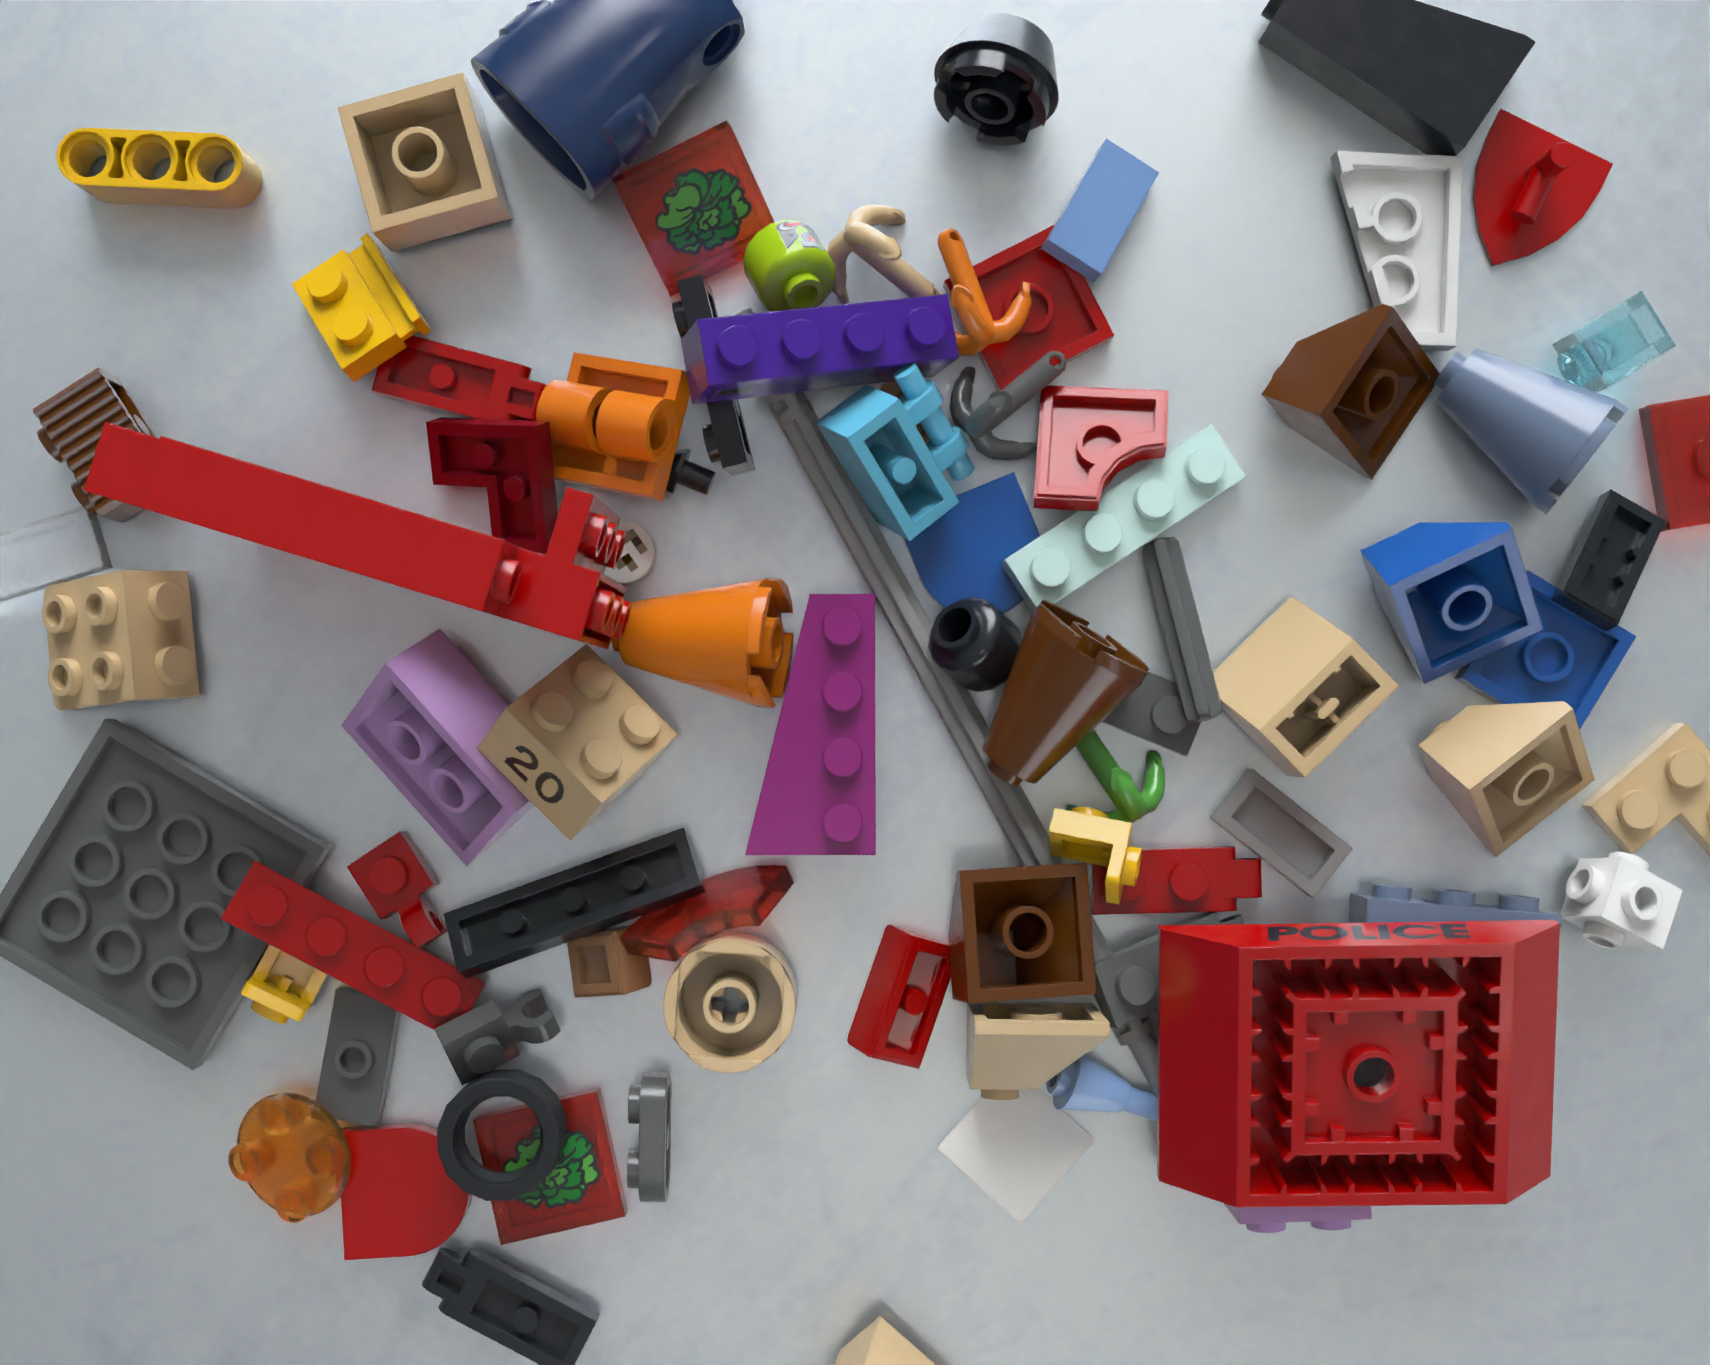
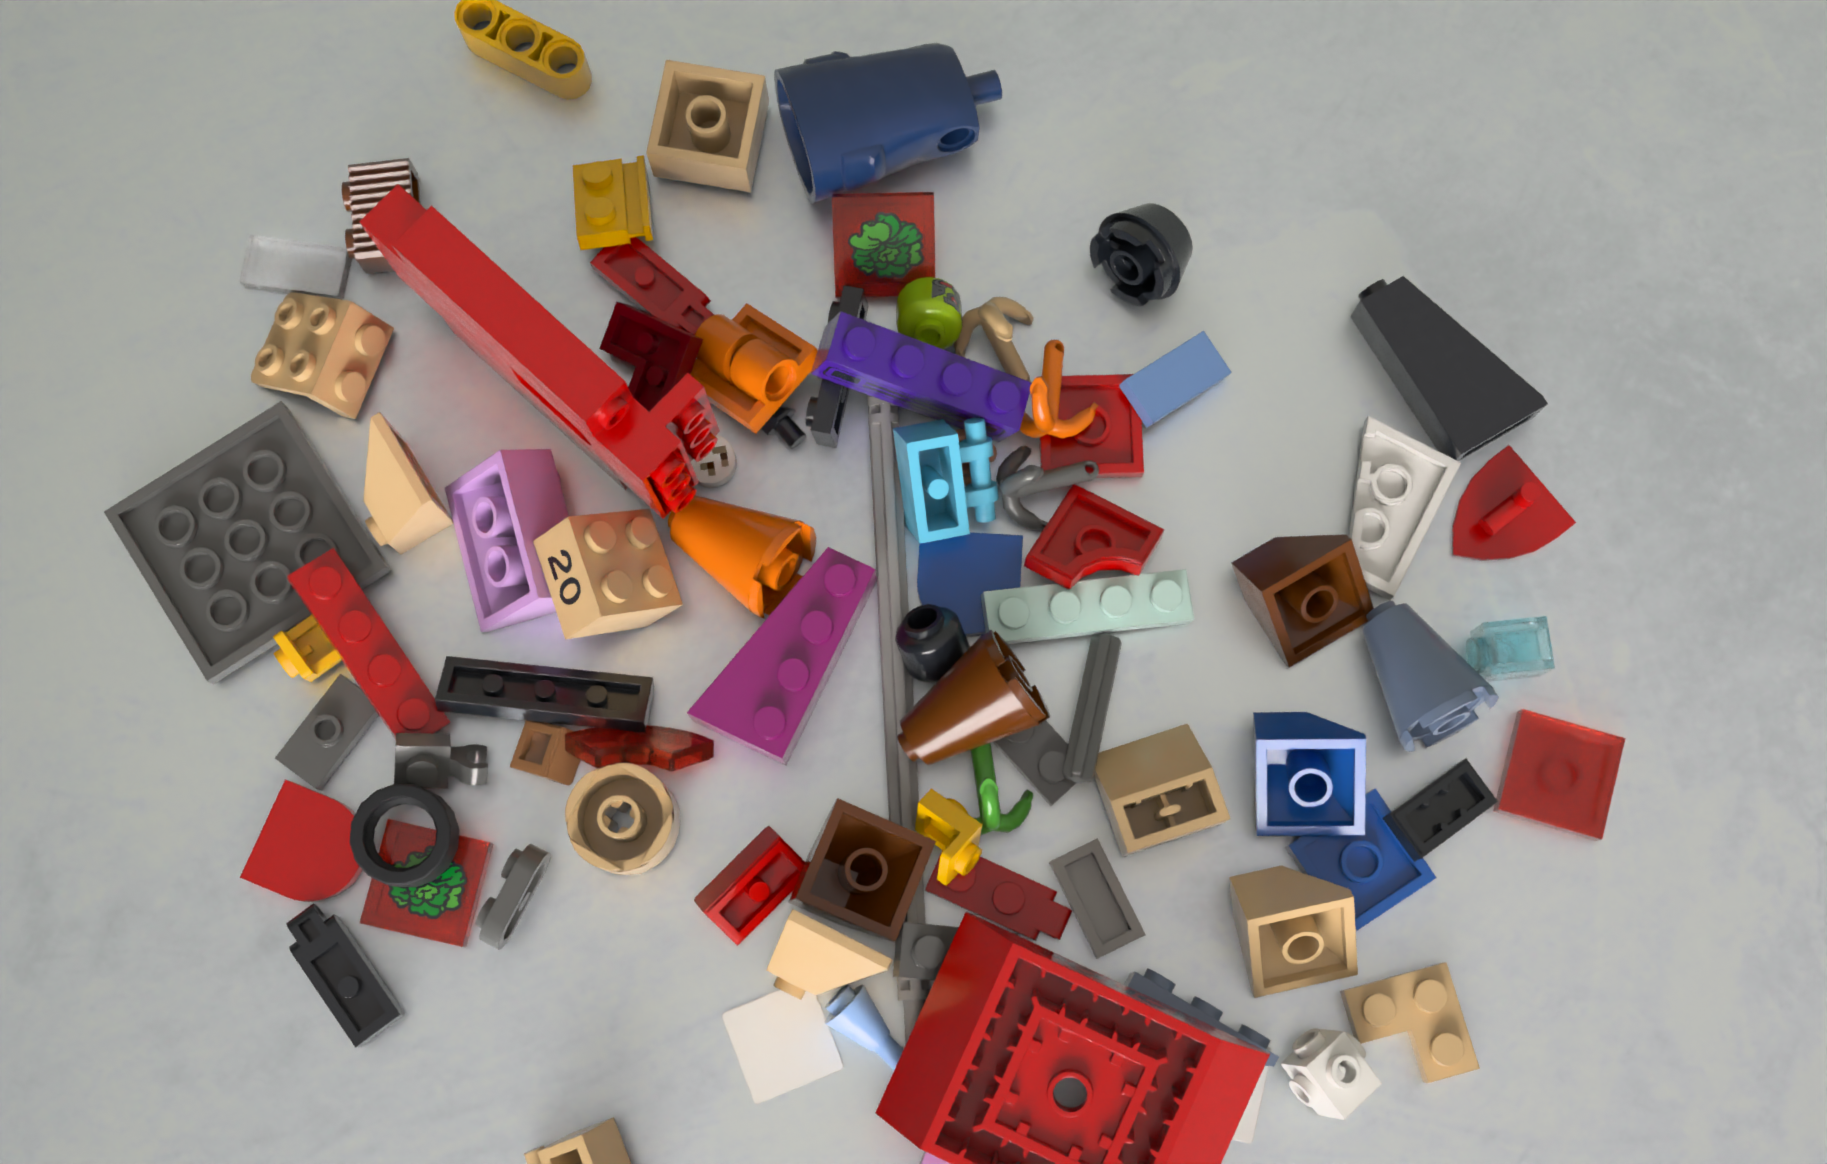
camera: 25 degrees right, 10 degrees down
(292, 1155) = (243, 780): clear orange dish -> none
(293, 757) = (398, 492): none -> tan slope
(396, 881) = (424, 618): red plate -> none

